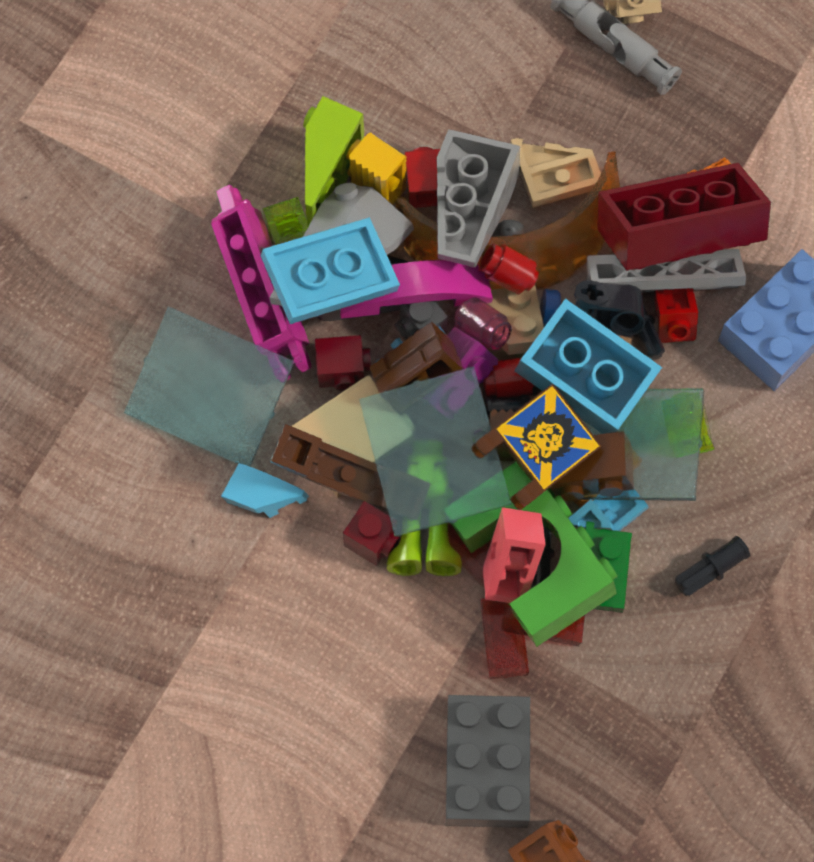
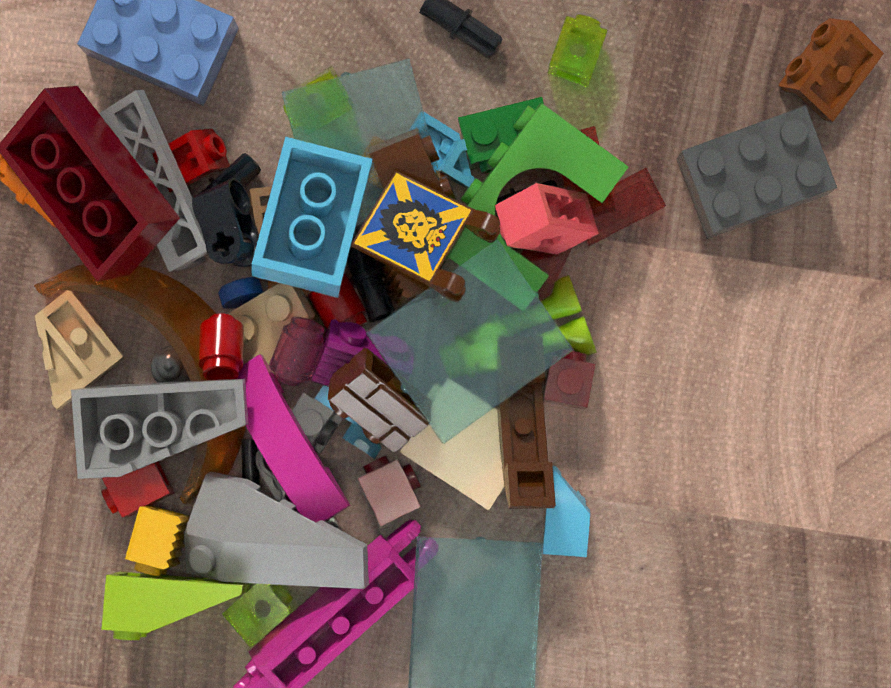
camera: 110 degrees left, 15 degrees up
(329, 270) = (316, 531): medium azure plate -> none
(654, 638) = (582, 31): none -> clear neon green brick

